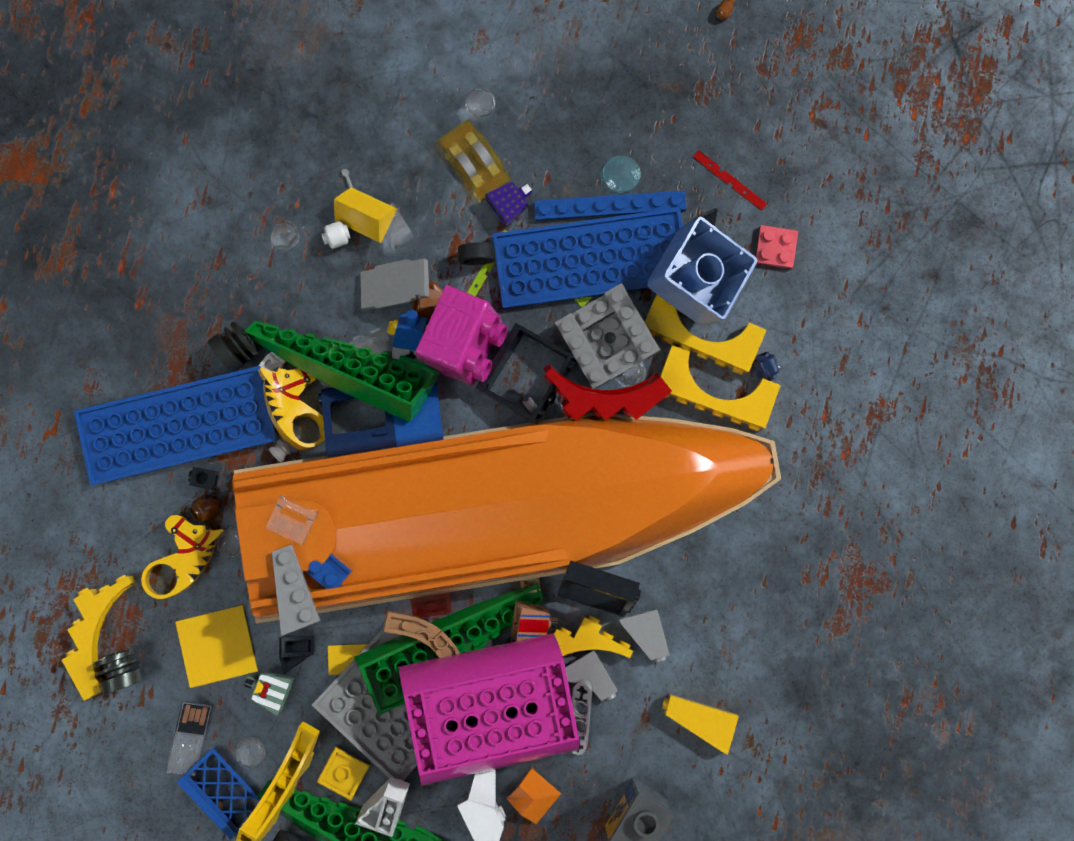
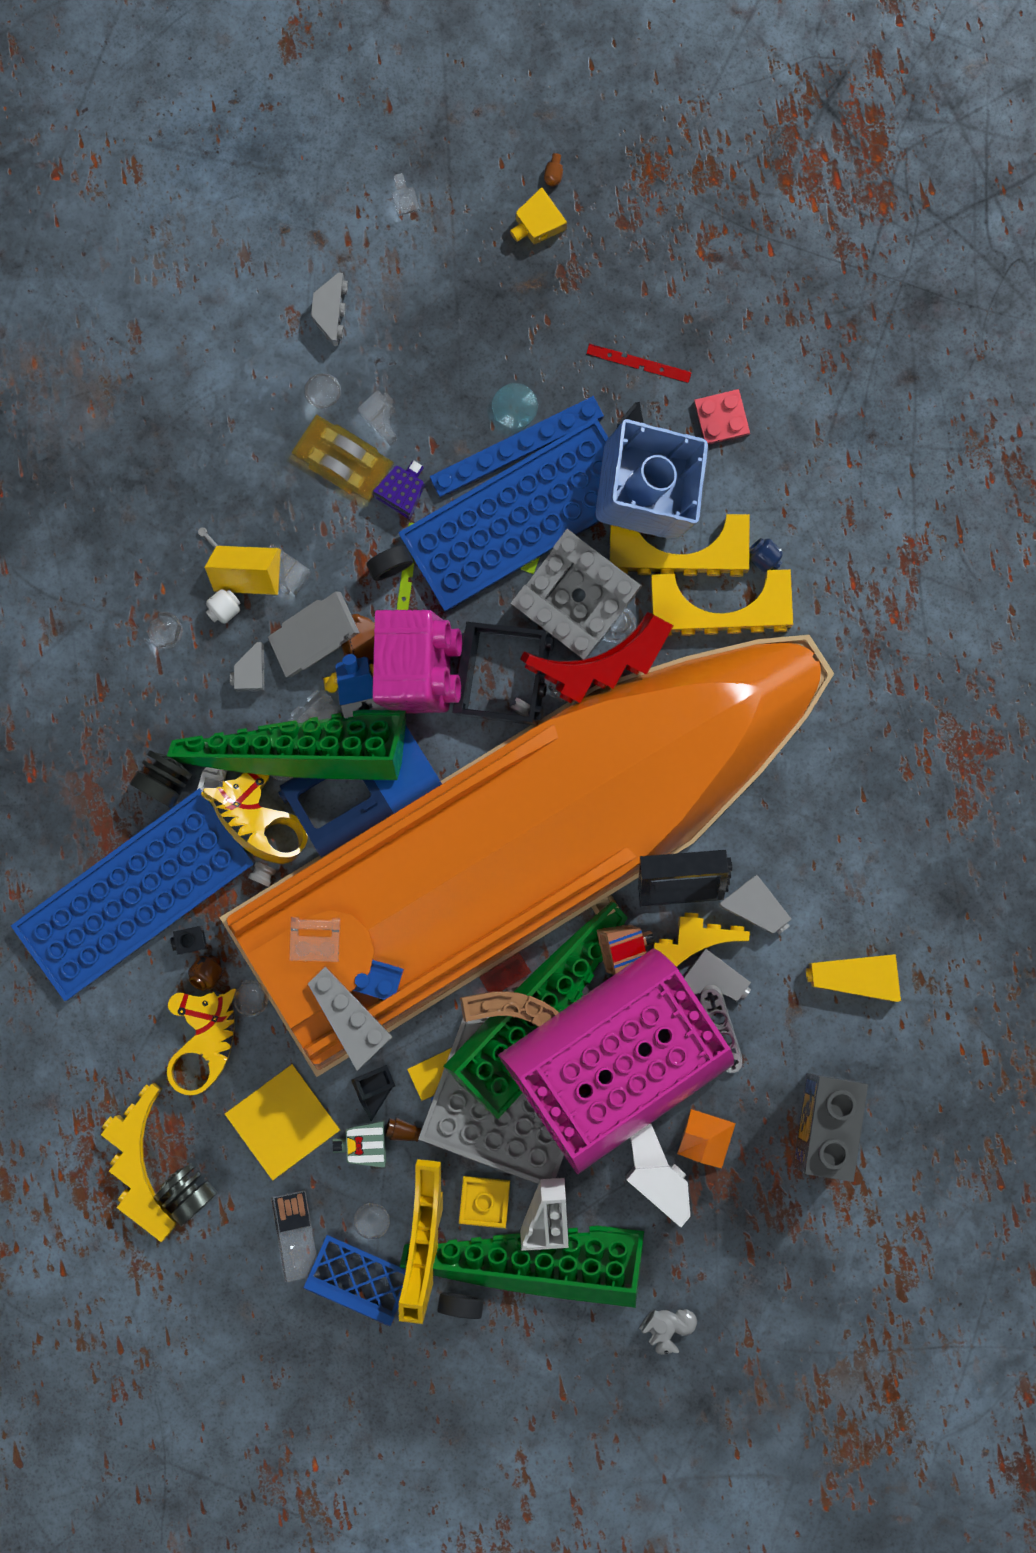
camera: 20 degrees left, 0 degrees up
(303, 691) = (402, 1131): none -> reddish brown cone
(336, 292) = (249, 670): none -> light grey slope
(511, 42) = (328, 308): none -> light grey slope
(515, 136) = (377, 413): none -> clear arch
(698, 39) = (538, 219): none -> yellow torso

